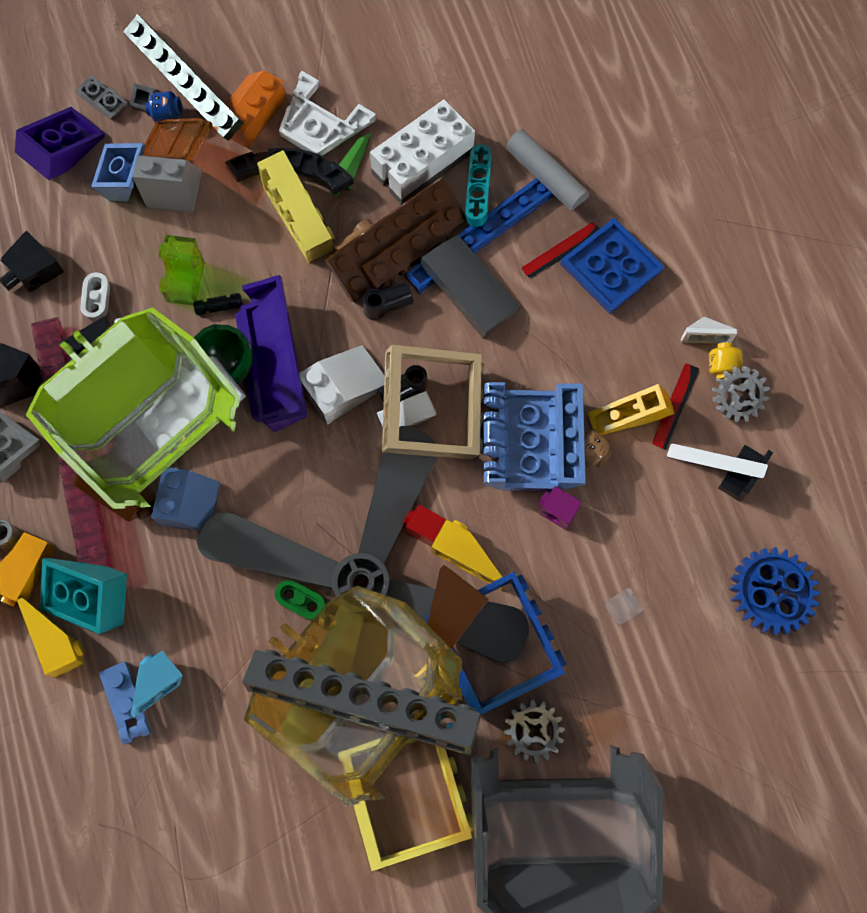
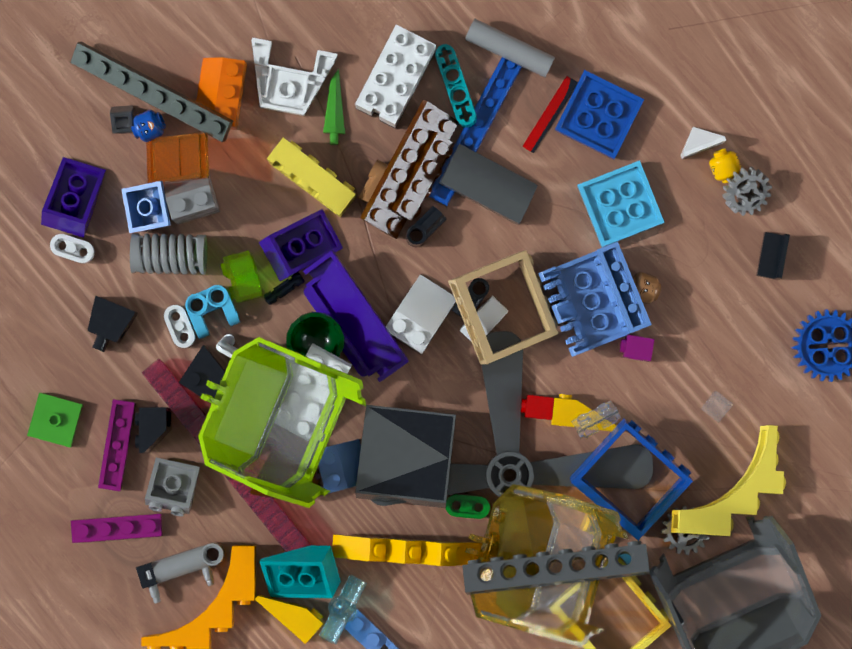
camera: 20 degrees left, 15 degrees up
(34, 187) = (72, 249): none -> white plate
(100, 97) = (85, 136): light grey slope -> none
(107, 655) = (342, 609): none -> clear light blue piece
(117, 294) = (208, 306): none -> medium azure piece
(119, 221) = (168, 263): none -> light grey piece
(154, 680) = (387, 614): medium azure slope -> none
(201, 612) = (403, 550): none -> yellow arch
(249, 261) = (300, 244): none -> dark purple slope
(256, 514) = (405, 456): none -> tile
(303, 163) = (290, 128): black tile -> none
(453, 606) = (592, 470): reddish brown slope -> none
(494, 558) = (605, 414): none -> clear hinge
(601, 356) = (620, 204): none -> medium azure plate
(614, 723) = (742, 498): none -> light yellow arch
(632, 411) = (664, 242): yellow slope -> none
(677, 400) = (697, 219): red sticker -> none
(717, 460) = (747, 257): white sticker -> none

